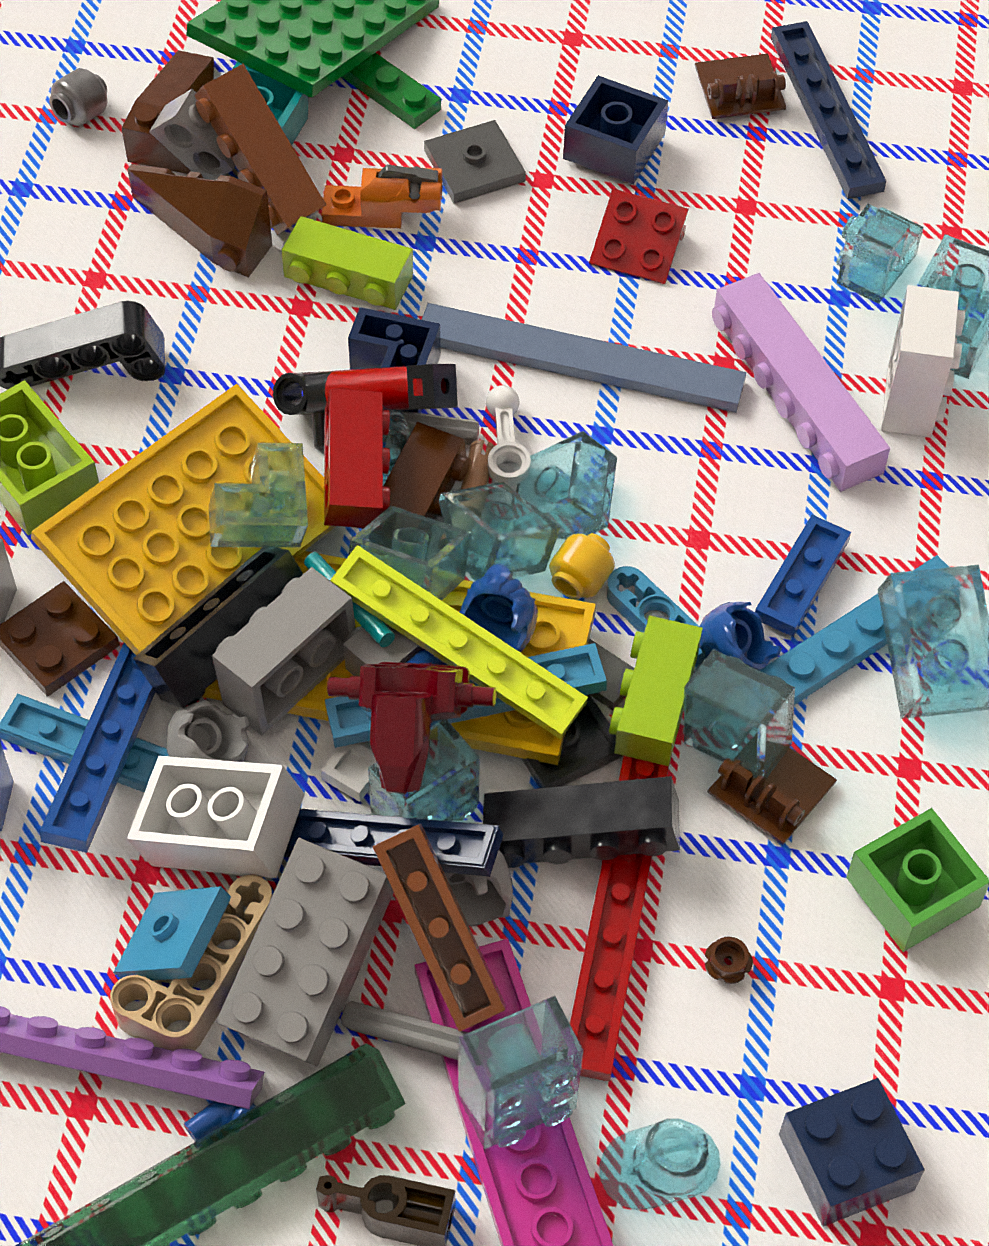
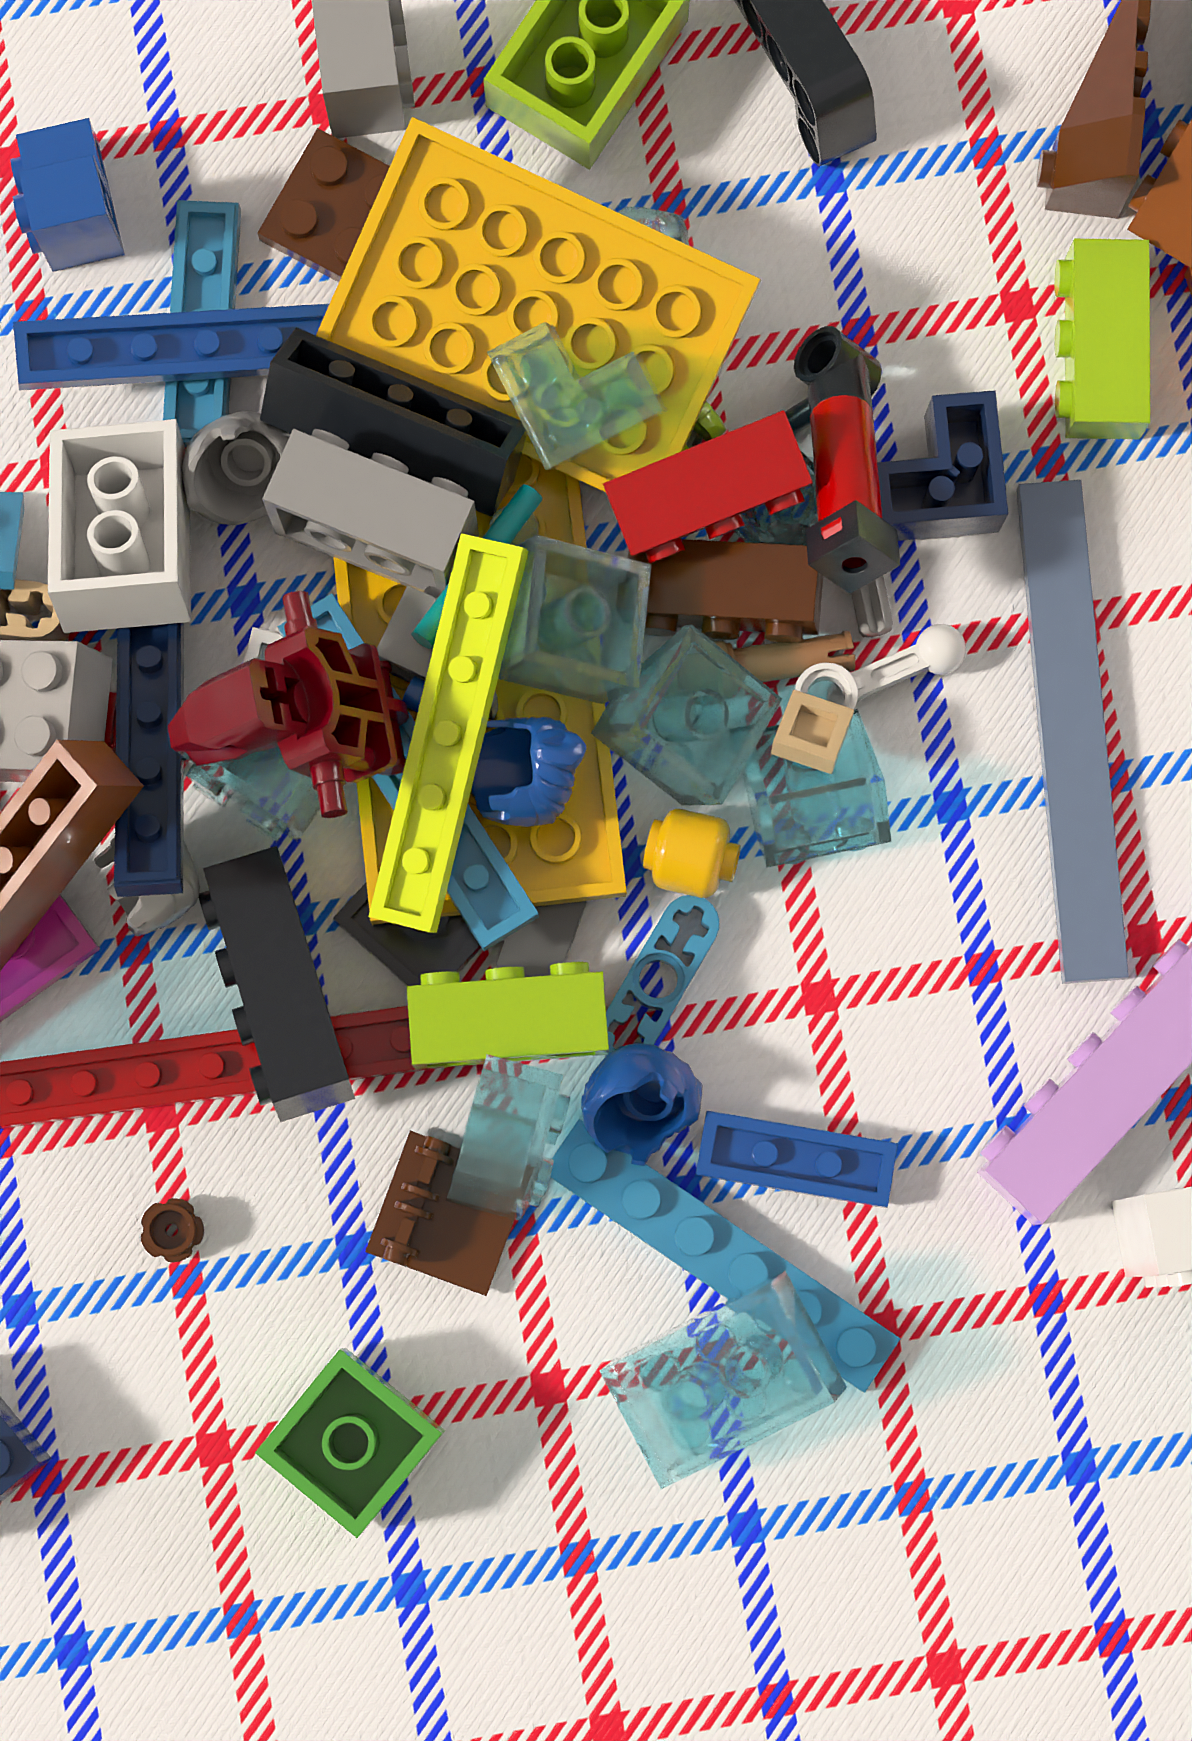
camera: 70 degrees right, 25 degrees up
(533, 464) = (812, 731): none -> tan plate

